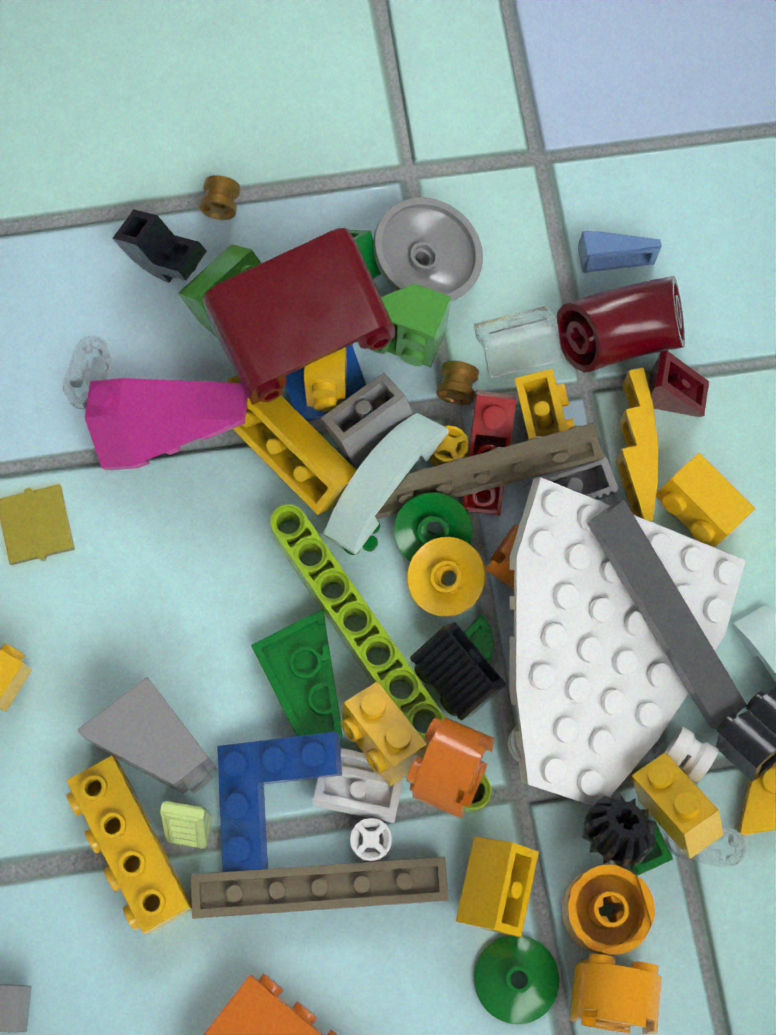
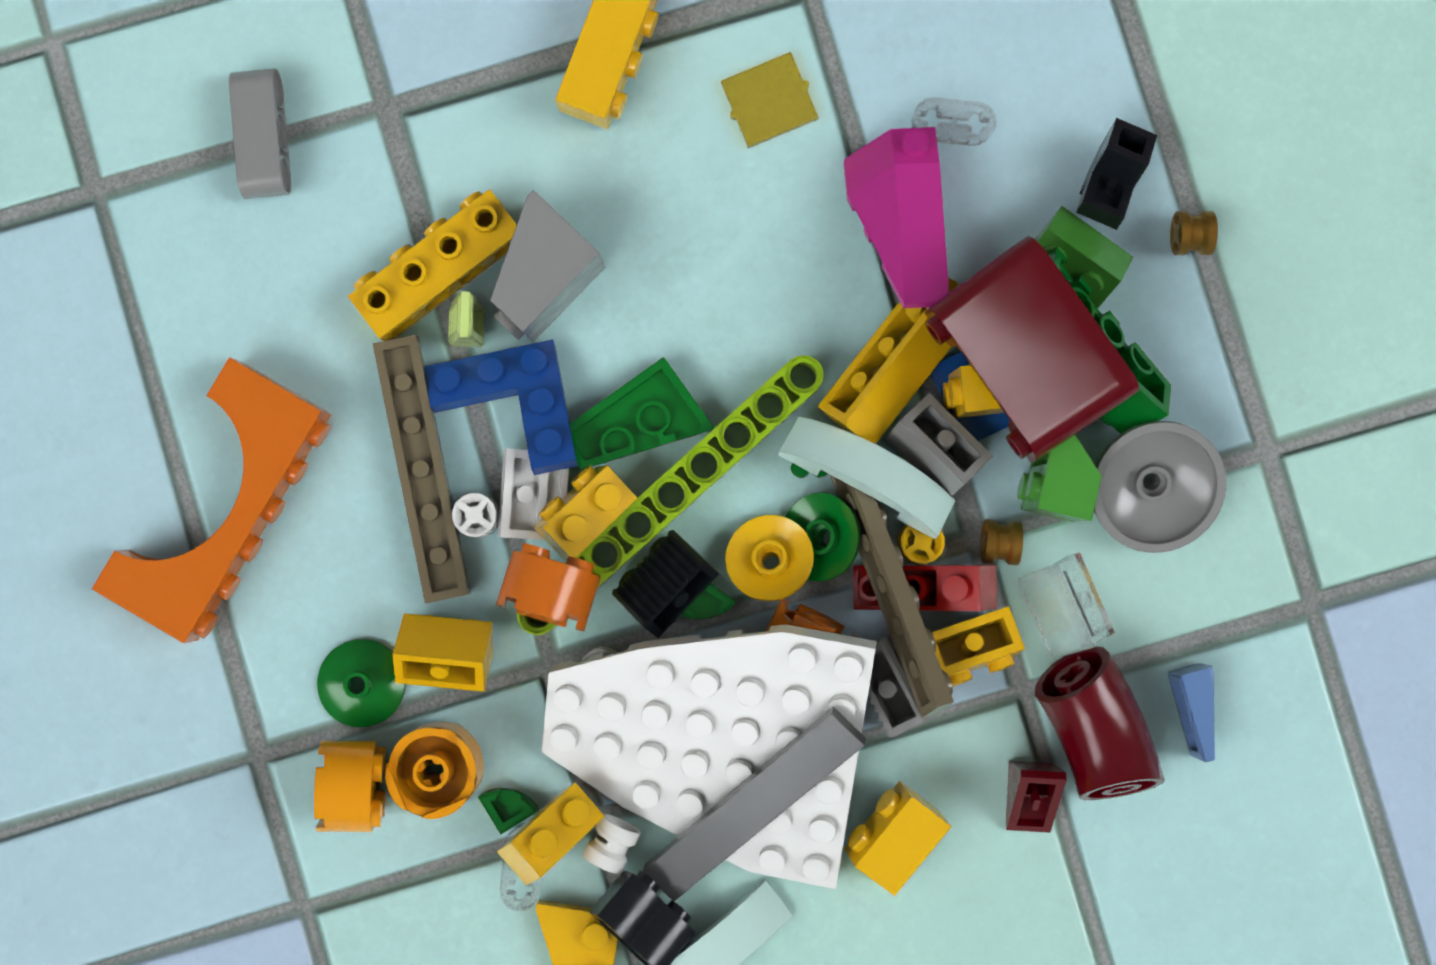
camera: 85 degrees right, 15 degrees up
(619, 831) = (515, 774): black gear -> none
(639, 460) = (934, 761): yellow slope -> none

